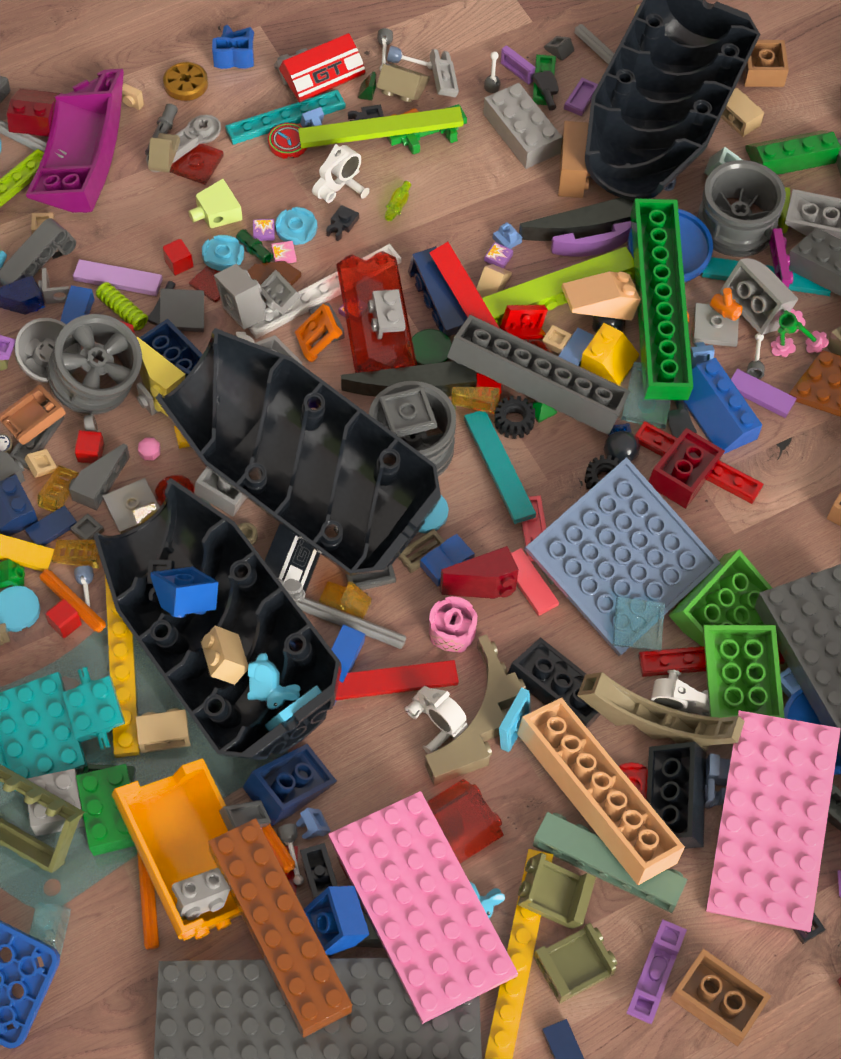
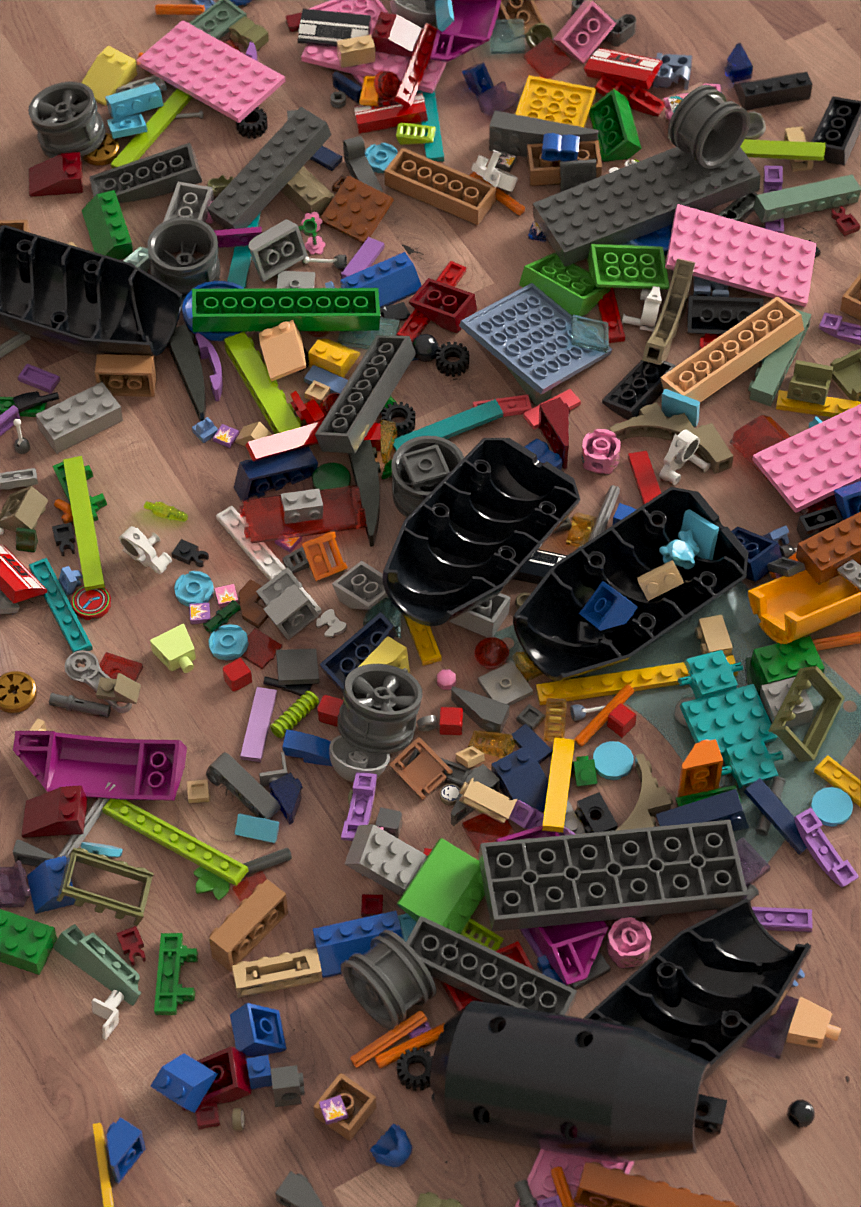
camera: 90 degrees left, 5 degrees down
(726, 305) = (284, 273): orange piece -> none

